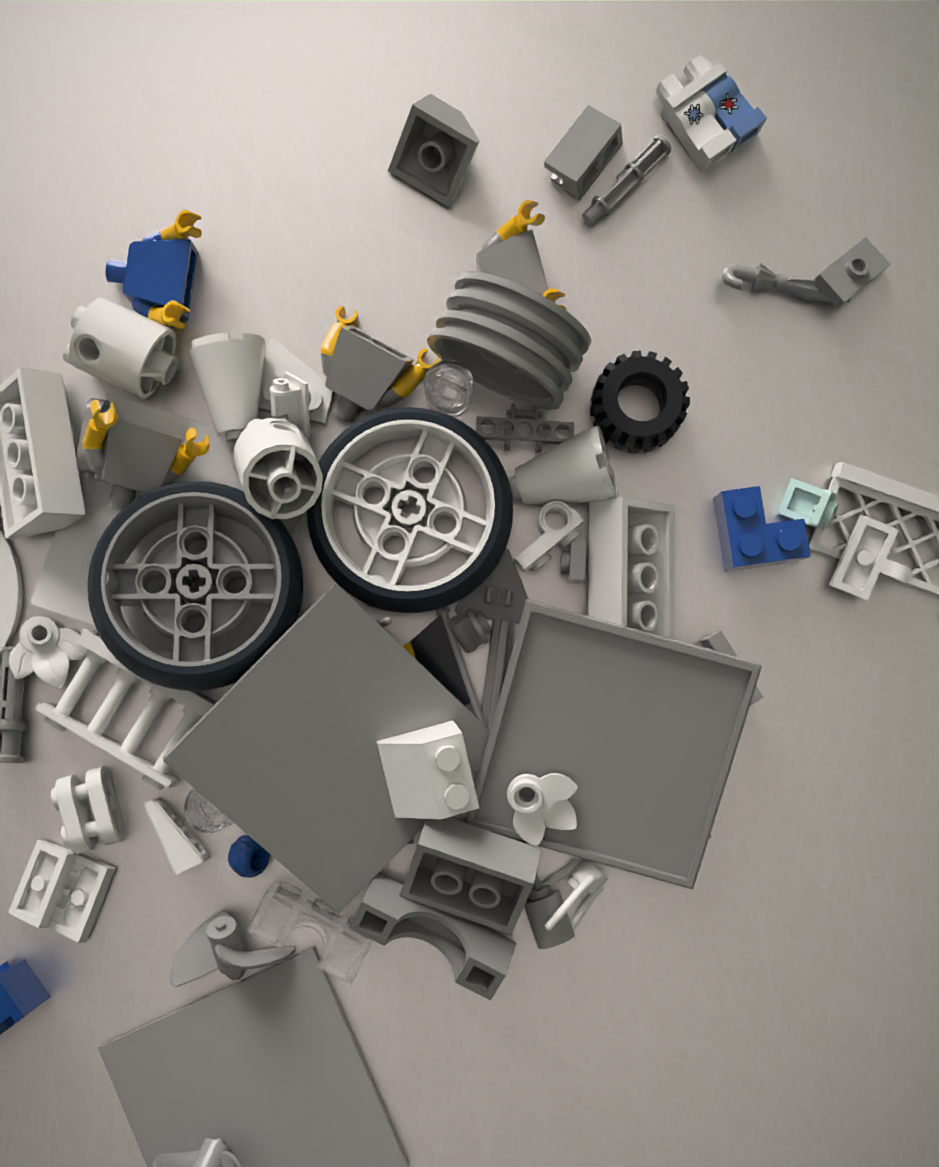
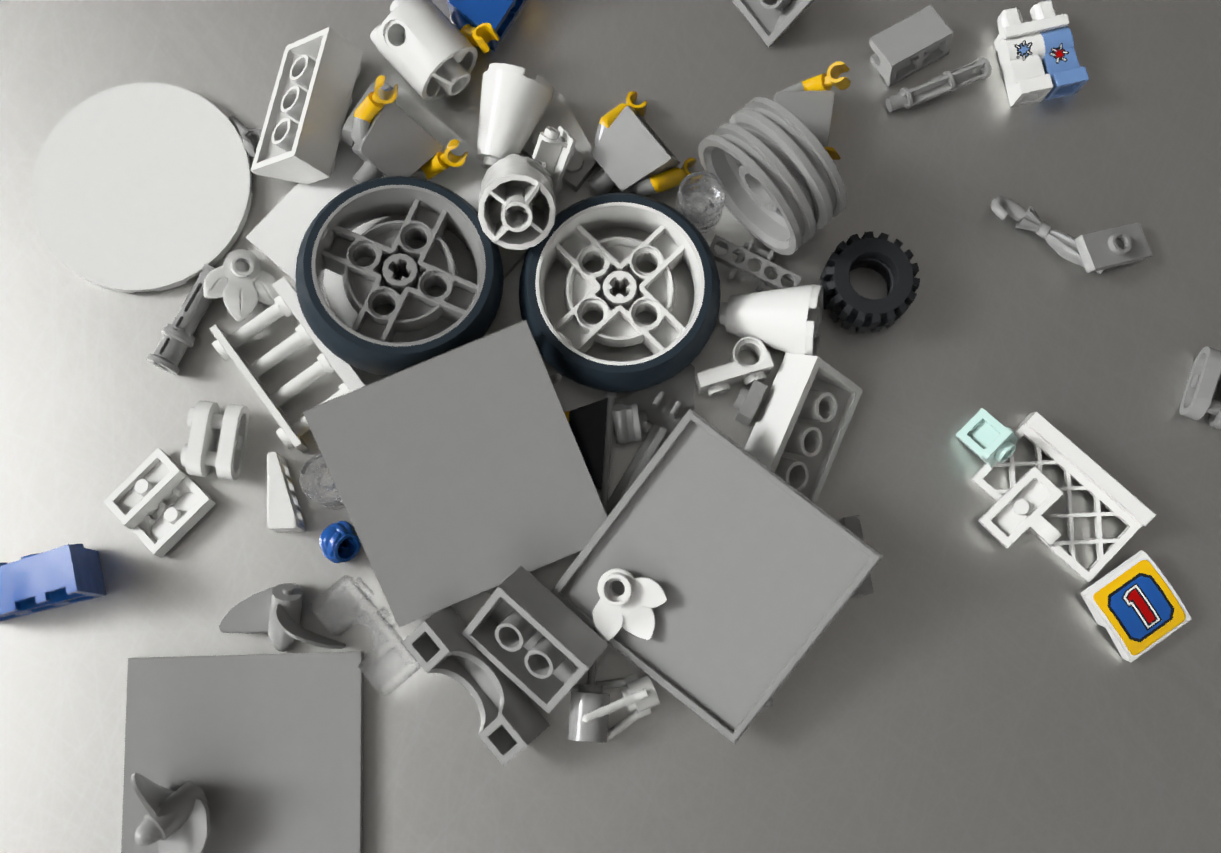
camera: 20 degrees right, 5 degrees down
(428, 773) = (535, 529): white slope -> none
(747, 538) = (920, 449): blue brick -> none

